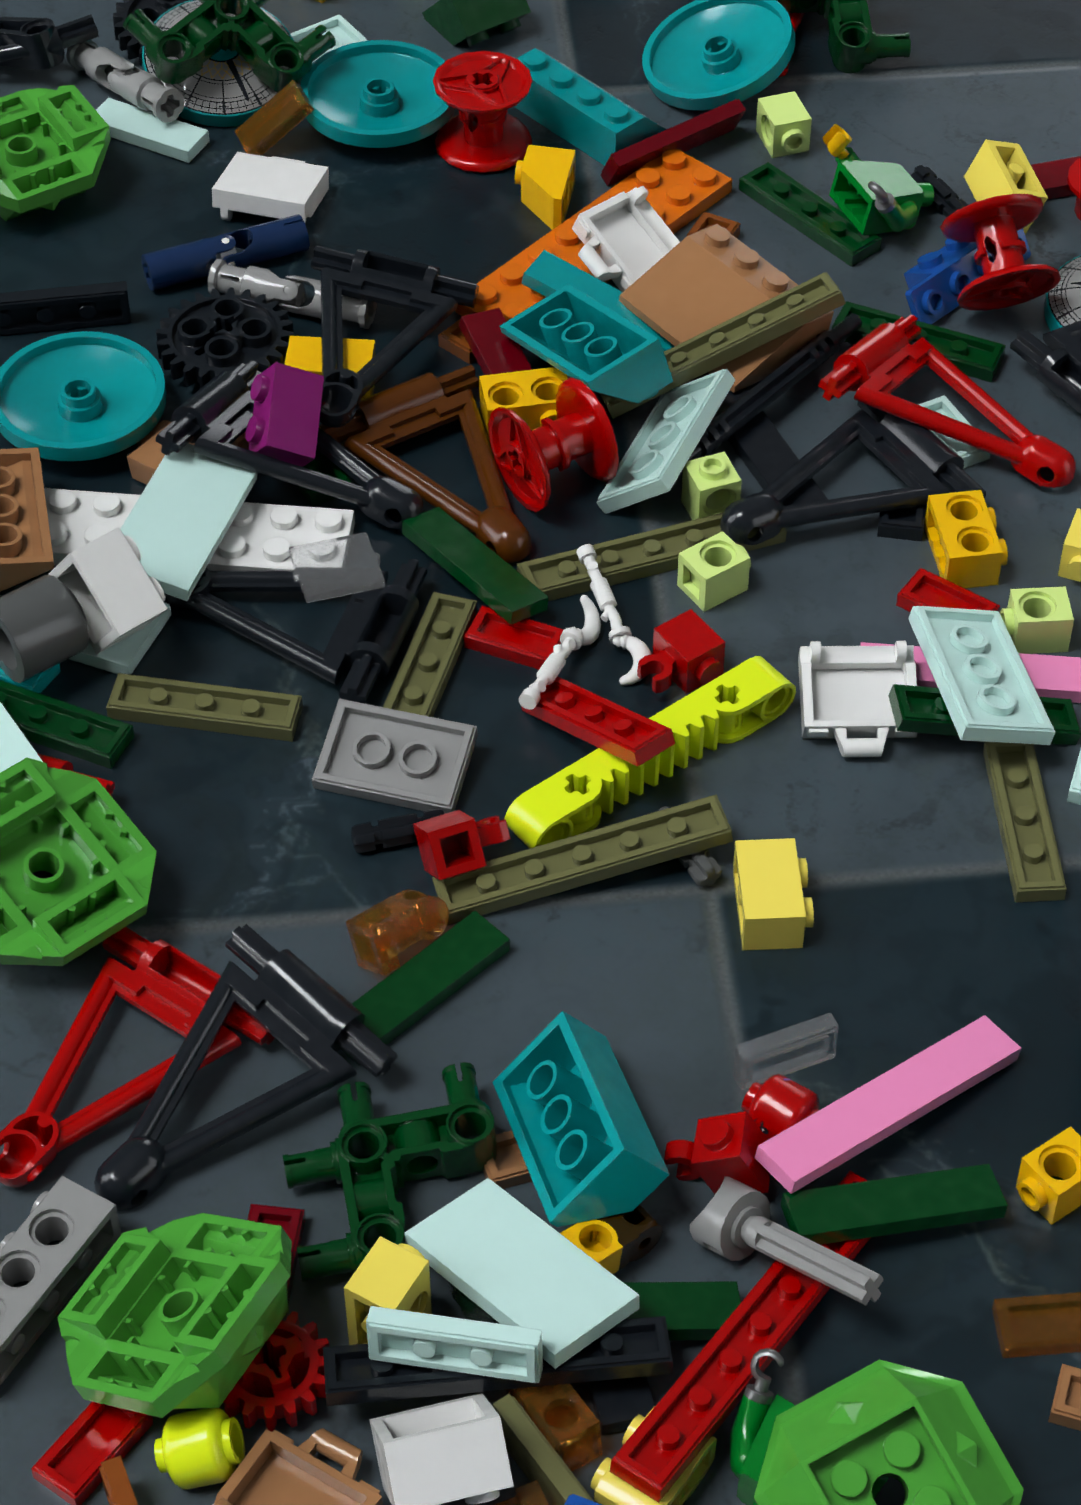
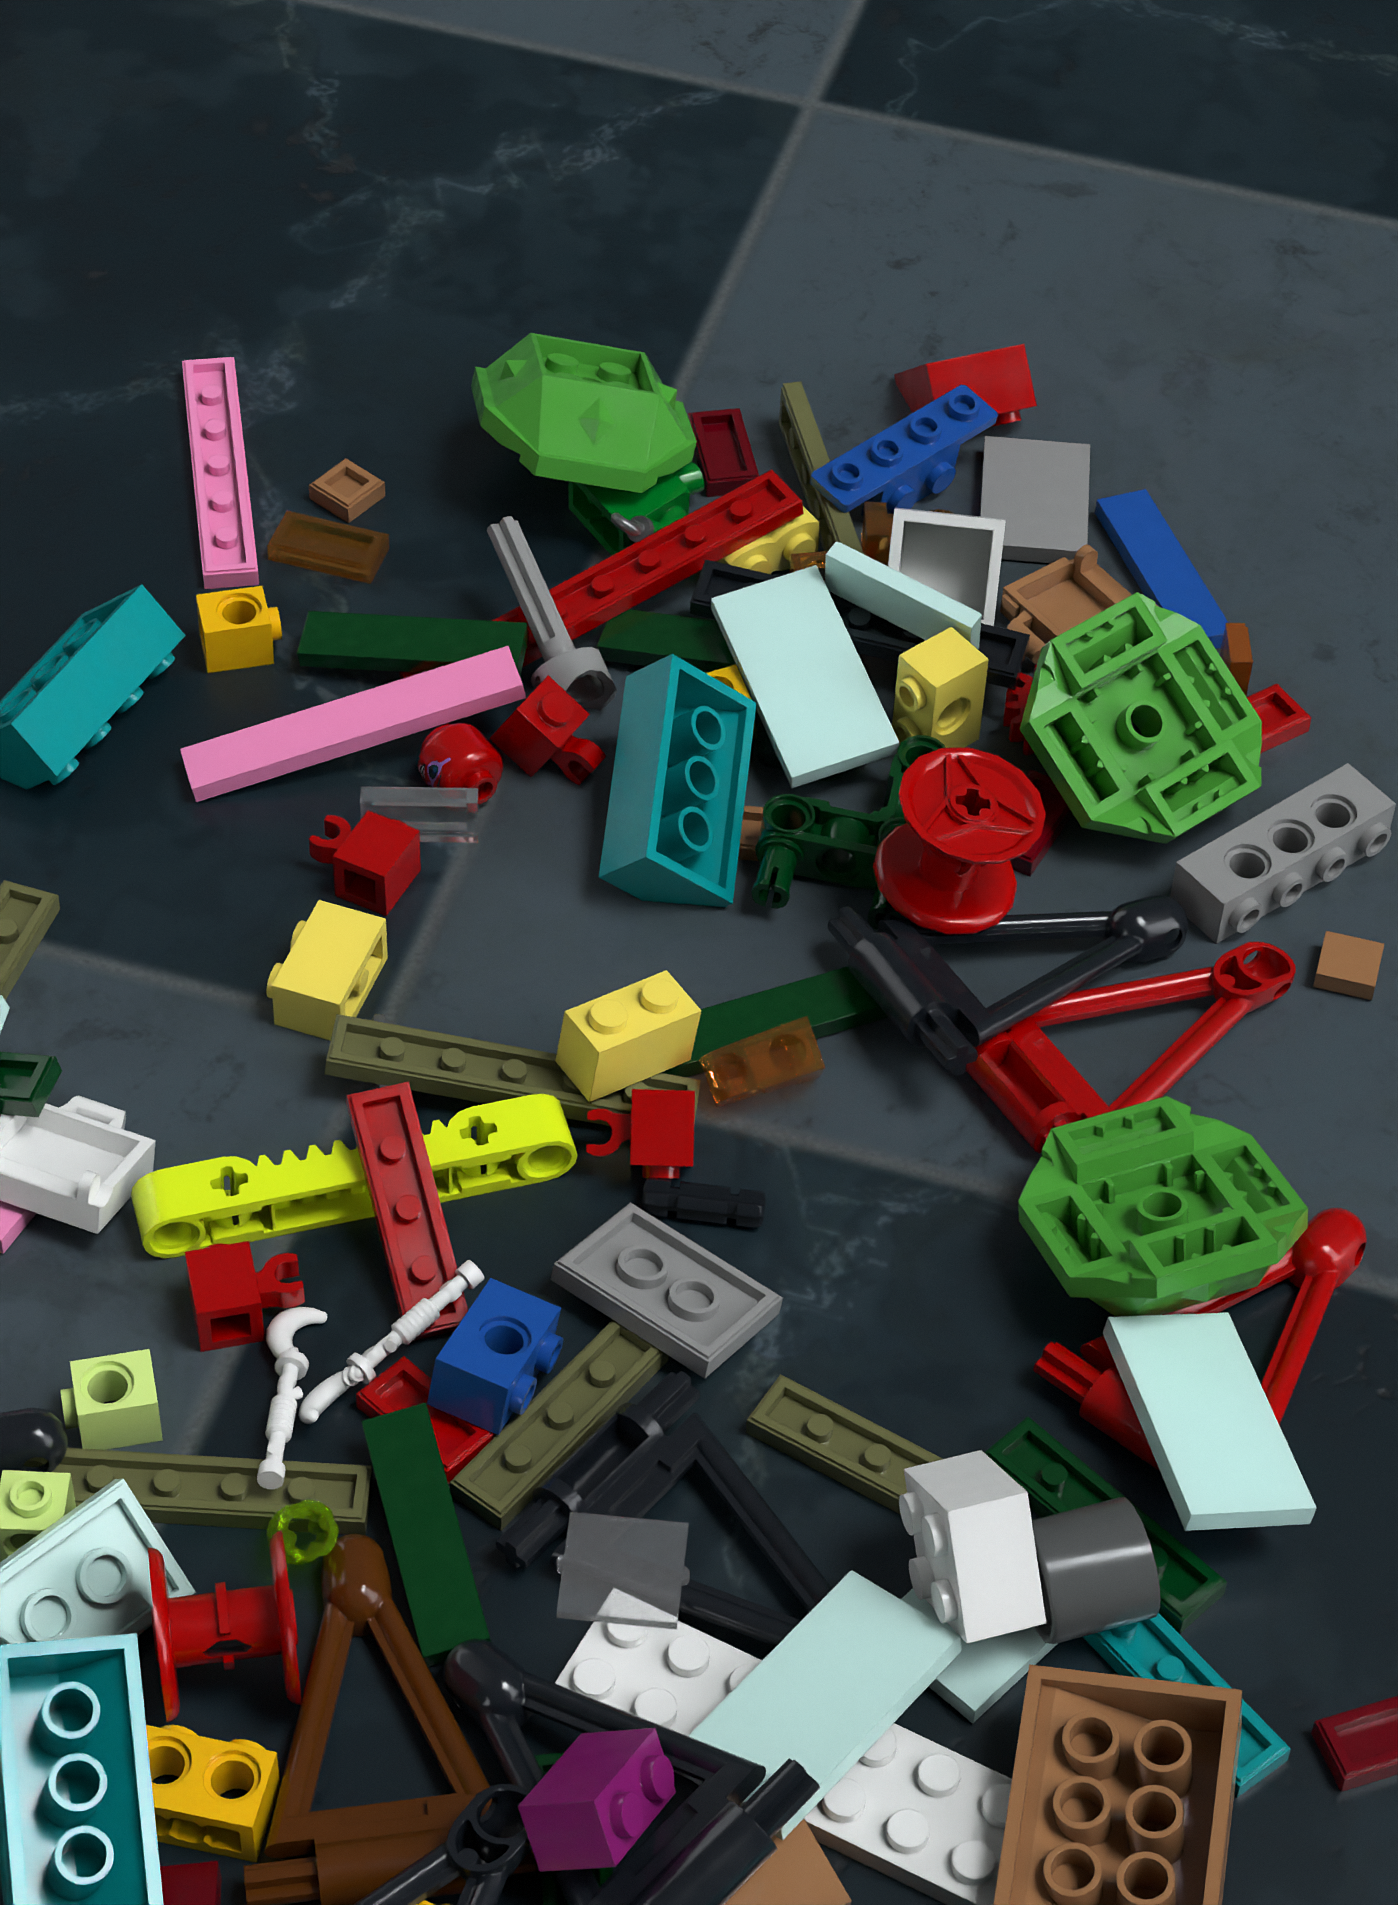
camera: 160 degrees left, 0 degrees up
(302, 1091) = (962, 829): none -> red piece
(485, 684) = (495, 1357): none -> blue brick
(504, 881) = (627, 1035): none -> light yellow brick
(545, 526) = (320, 1524): none -> clear neon green bush
(797, 995) = (371, 861): none -> red brick

